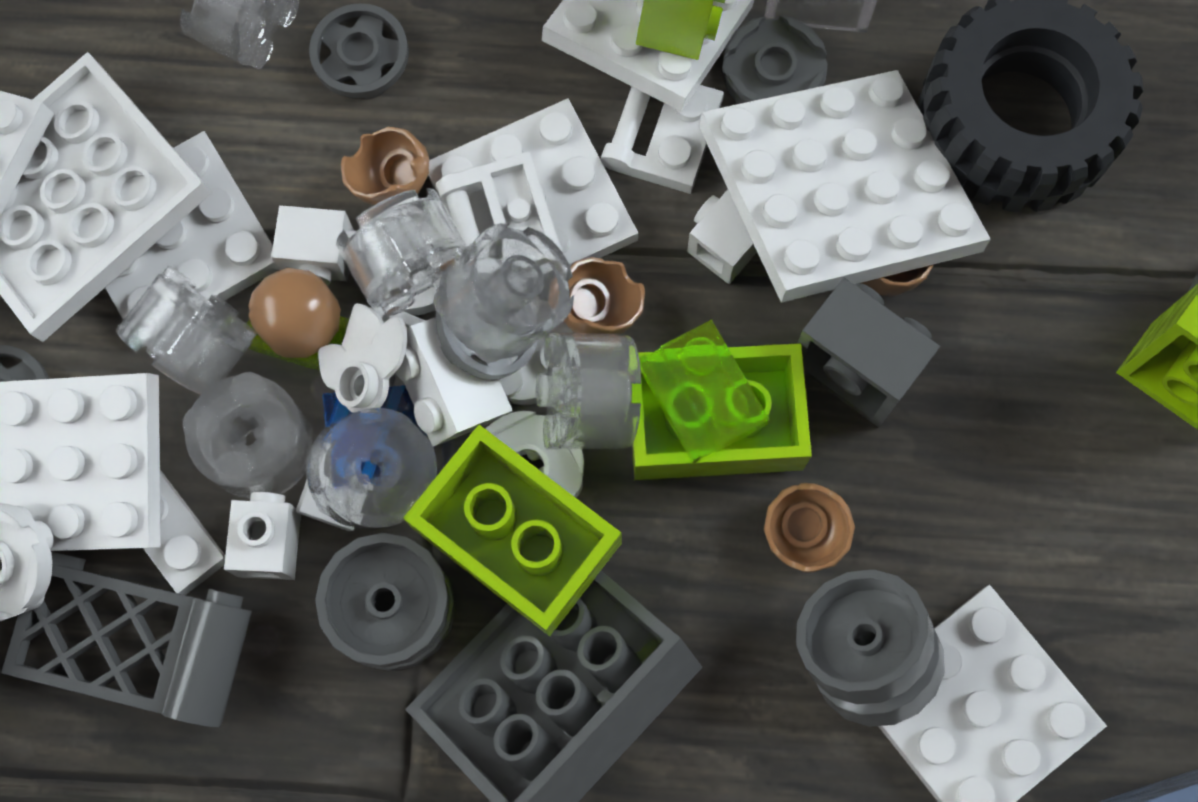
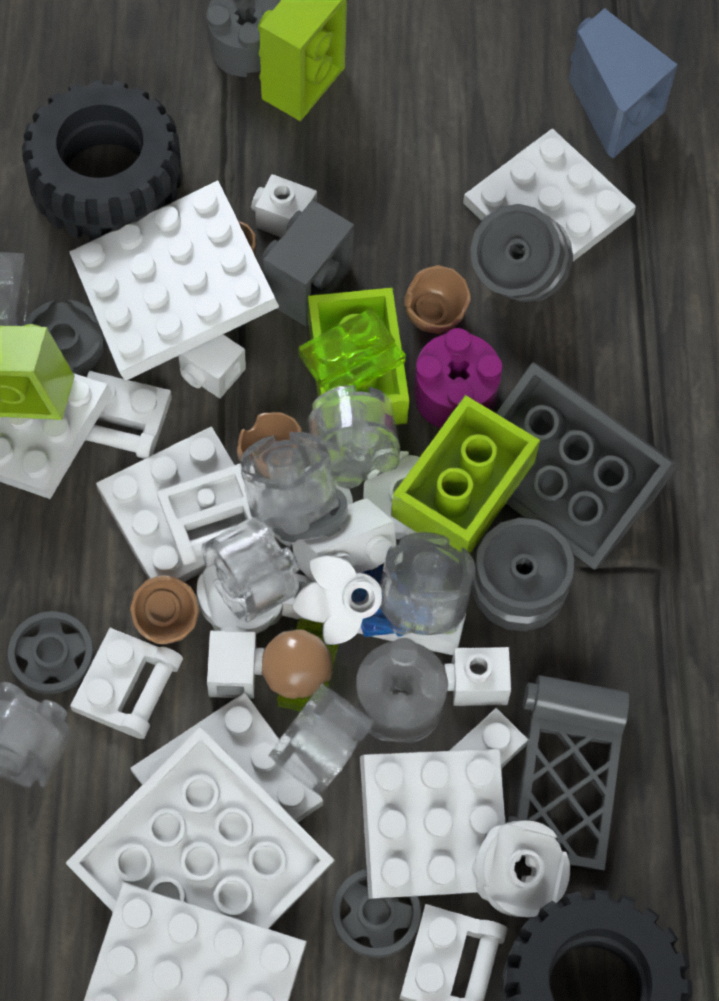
camera: 100 degrees left, 10 degrees down
(317, 116) = (114, 676): none -> white plate
(682, 511) = (452, 368): none -> magenta brick
(965, 334) = (278, 203): none -> white brick

